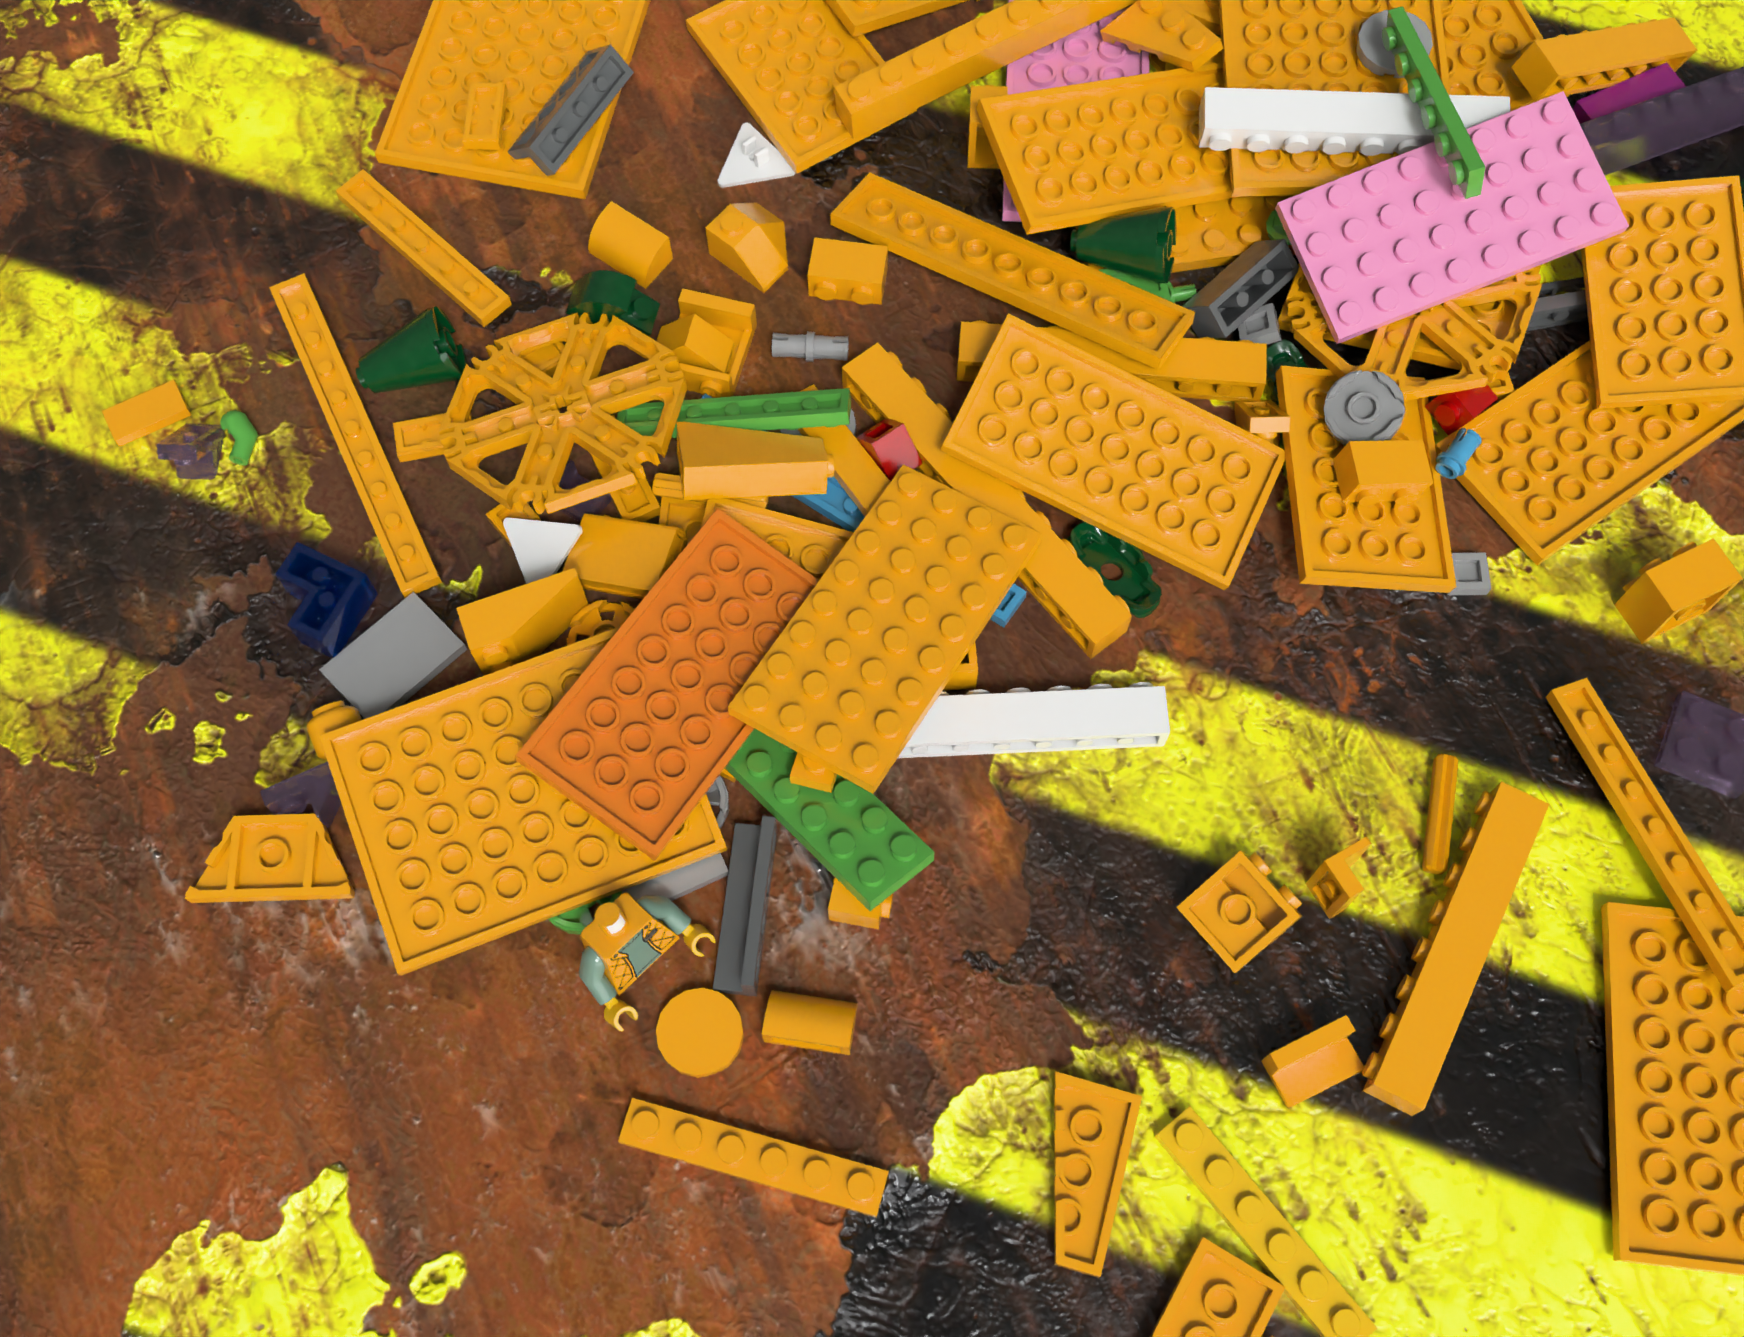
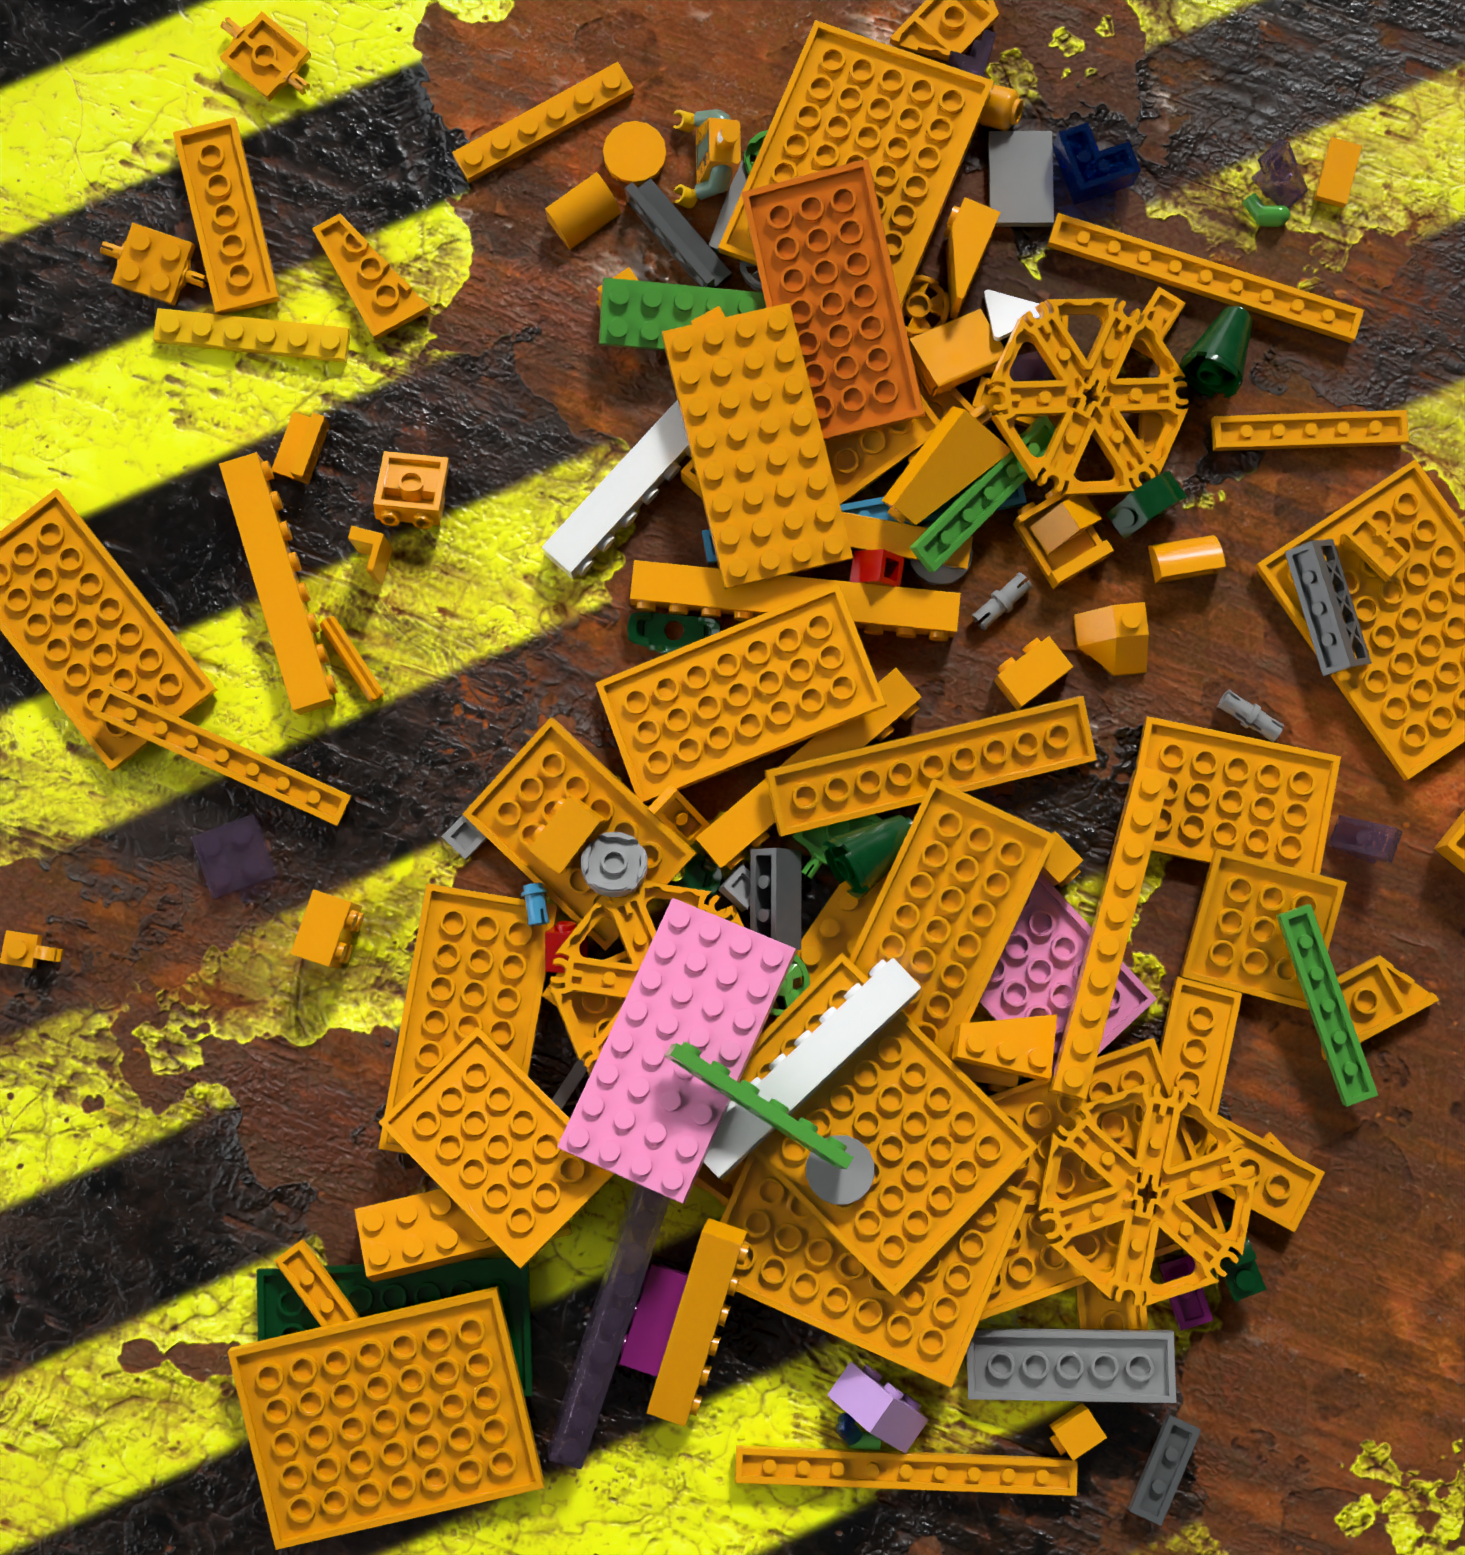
camera: 130 degrees right, 15 degrees up
(716, 104) = (1250, 715): none -> light grey pin
(752, 160) = (1186, 702): white piece -> none

